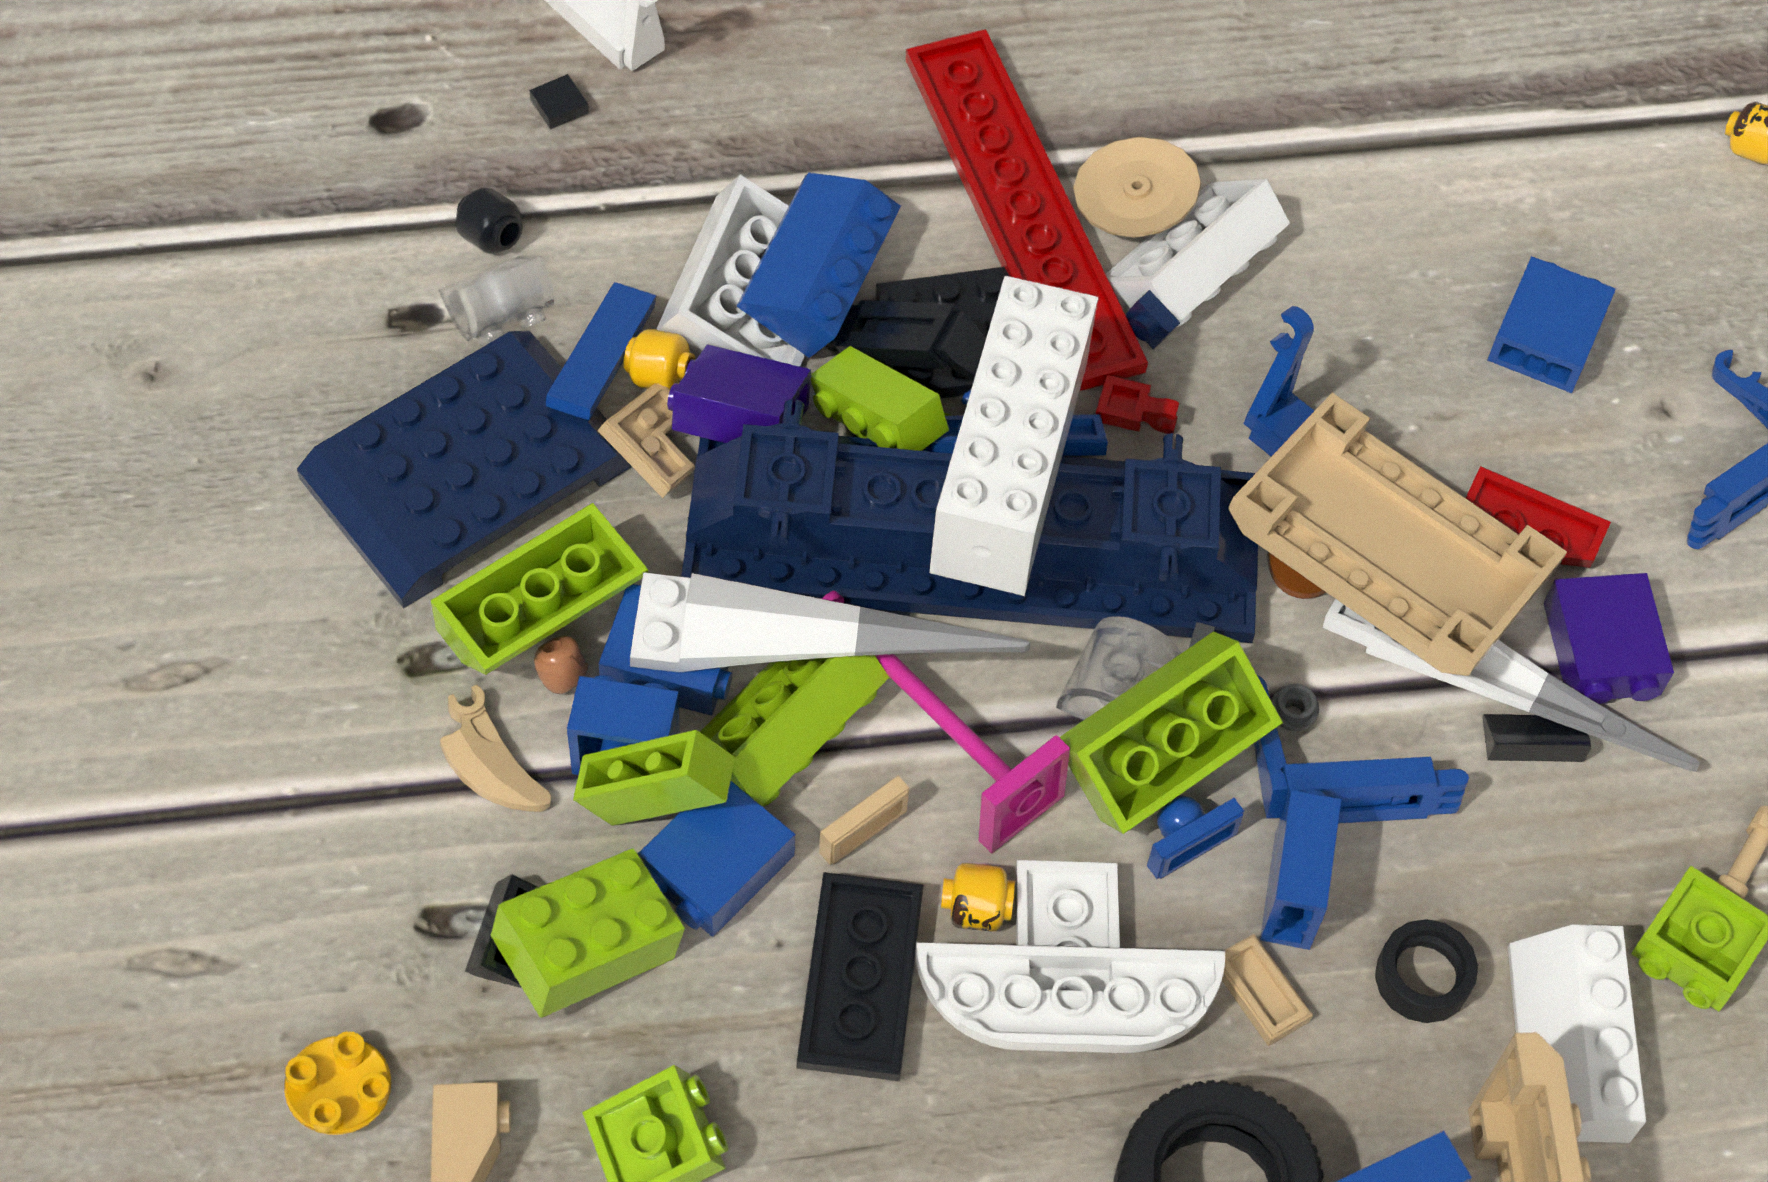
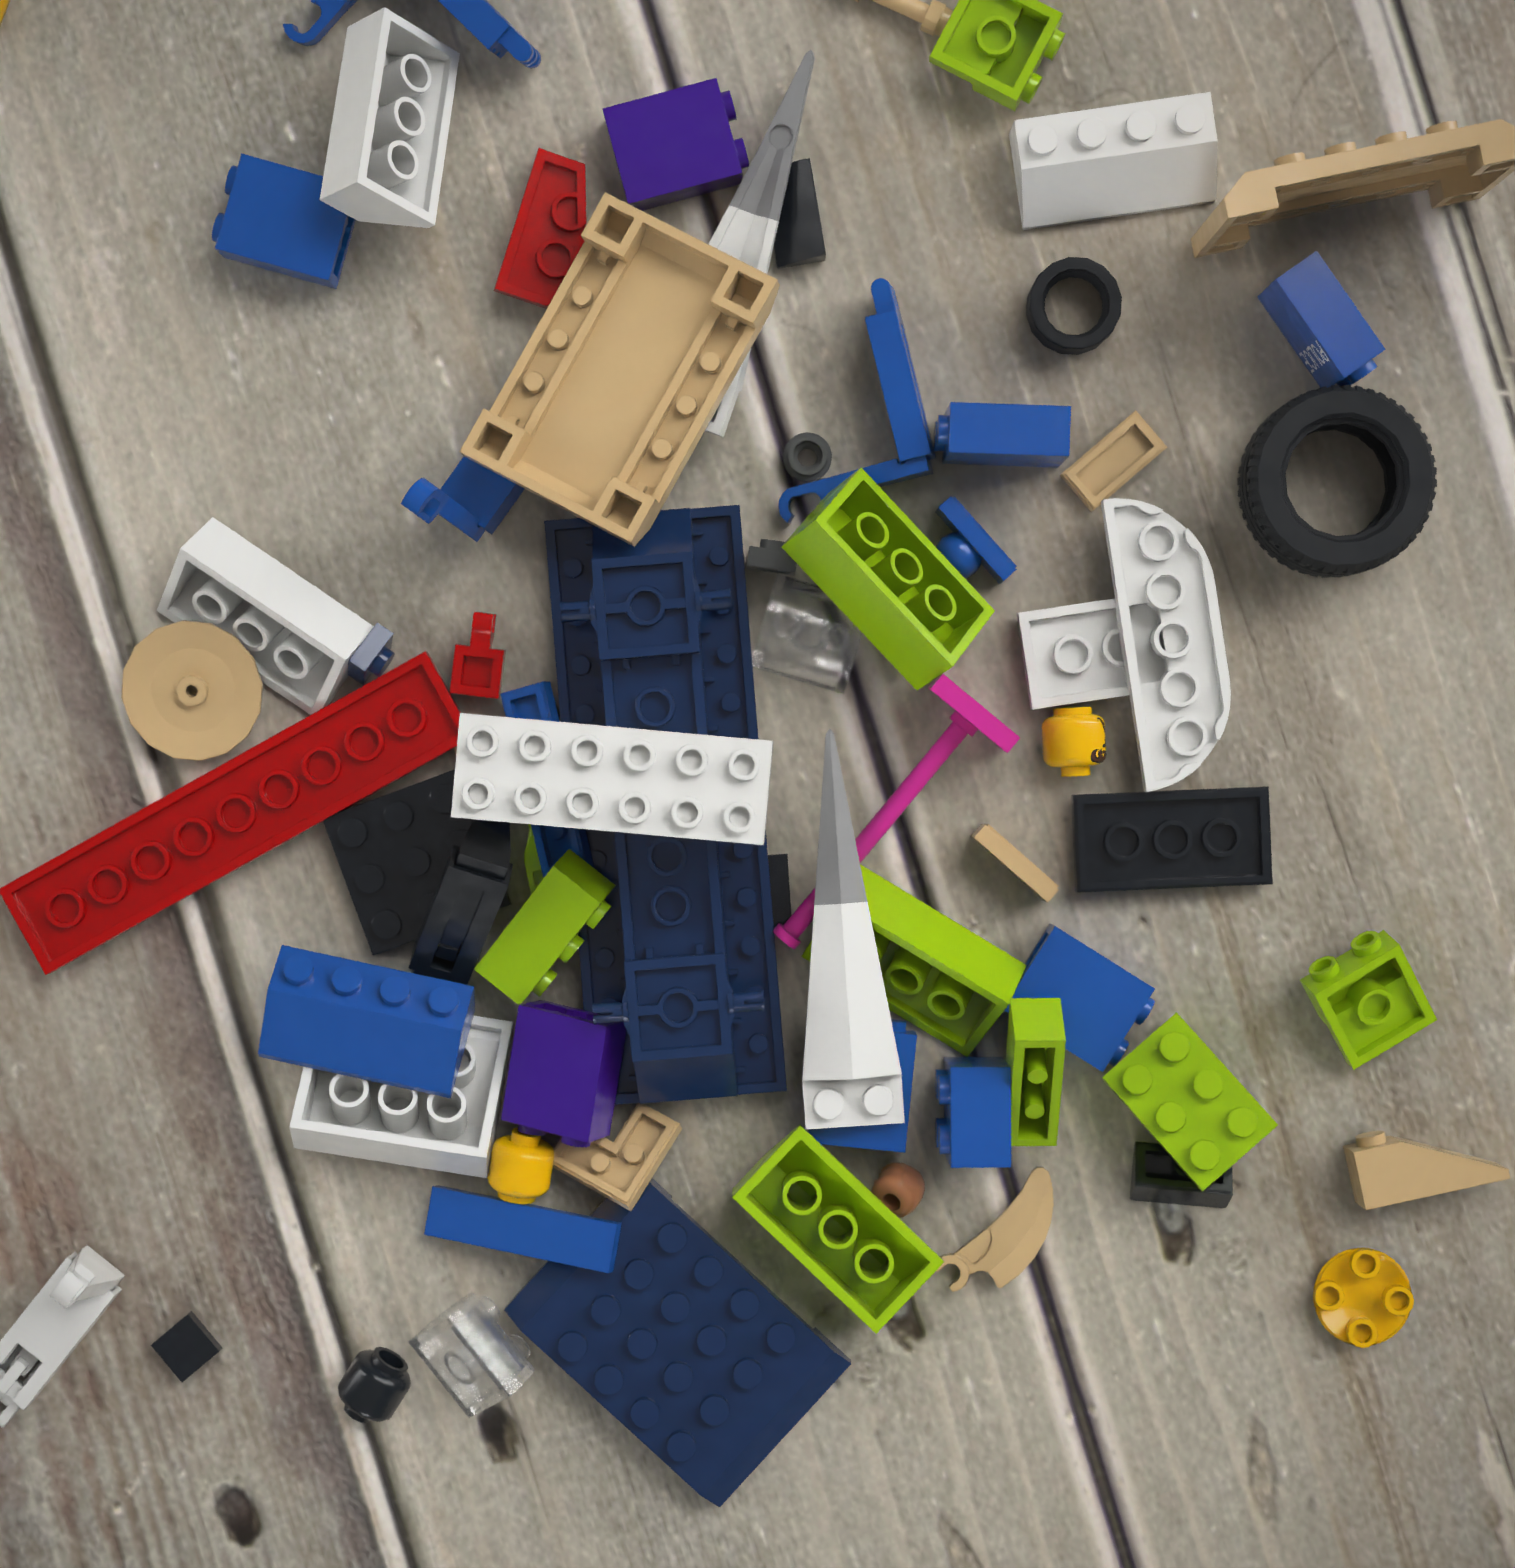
camera: 100 degrees left, 30 degrees up
(1639, 403) = (390, 123): none -> white slope

